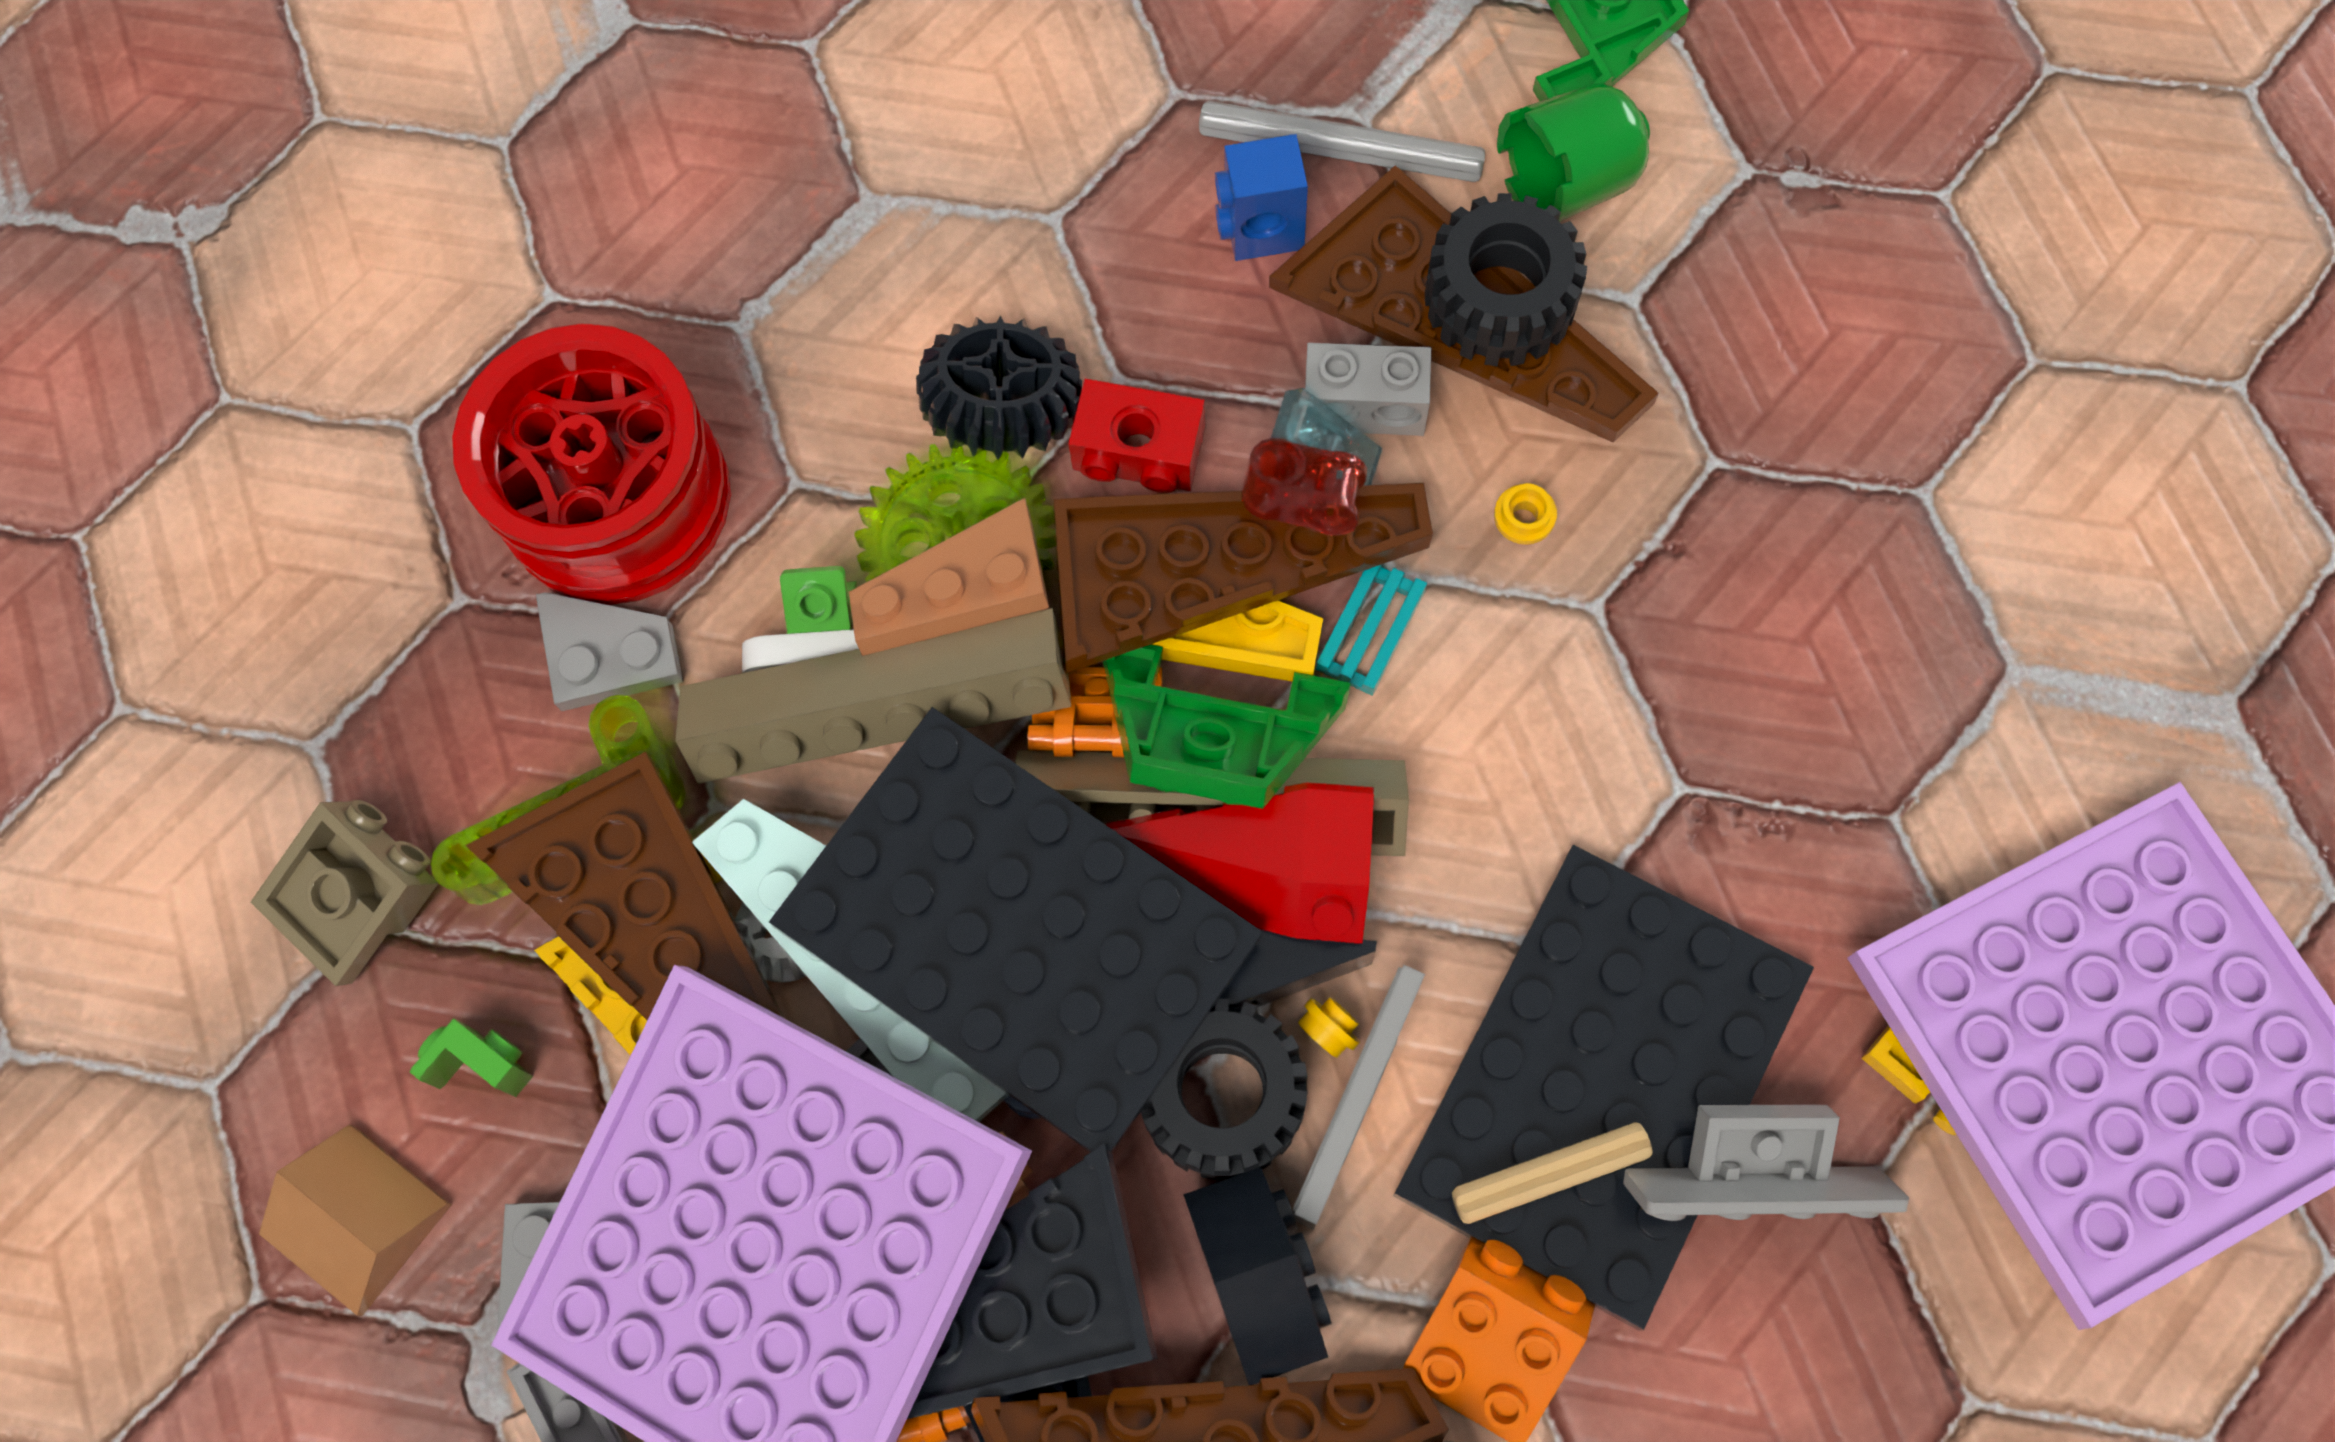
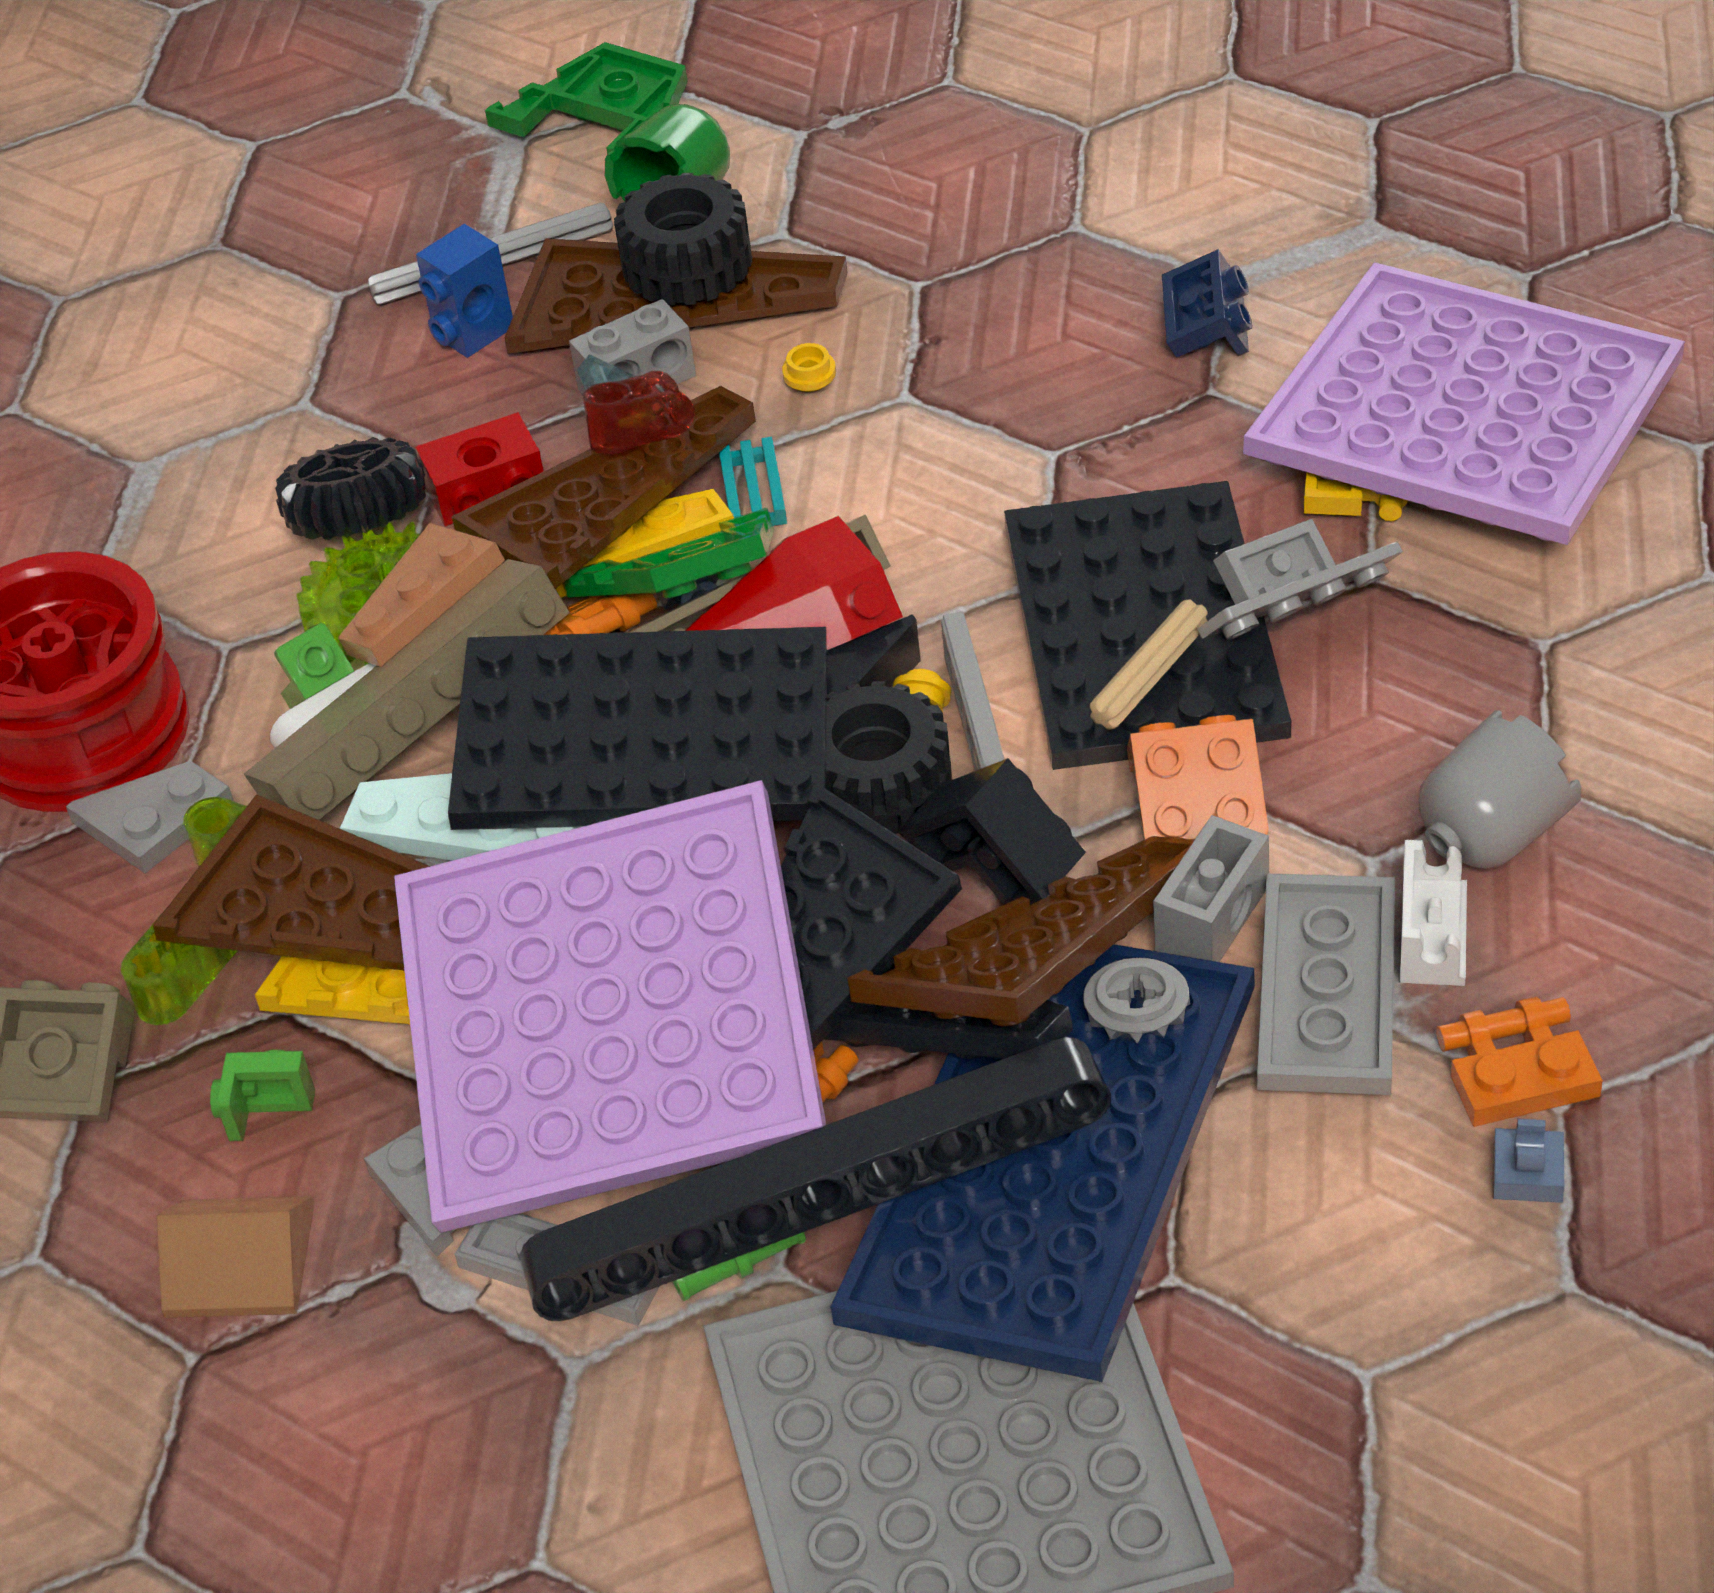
camera: 35 degrees left, 25 degrees down
(1965, 712) = (1205, 304): none -> dark blue bracket

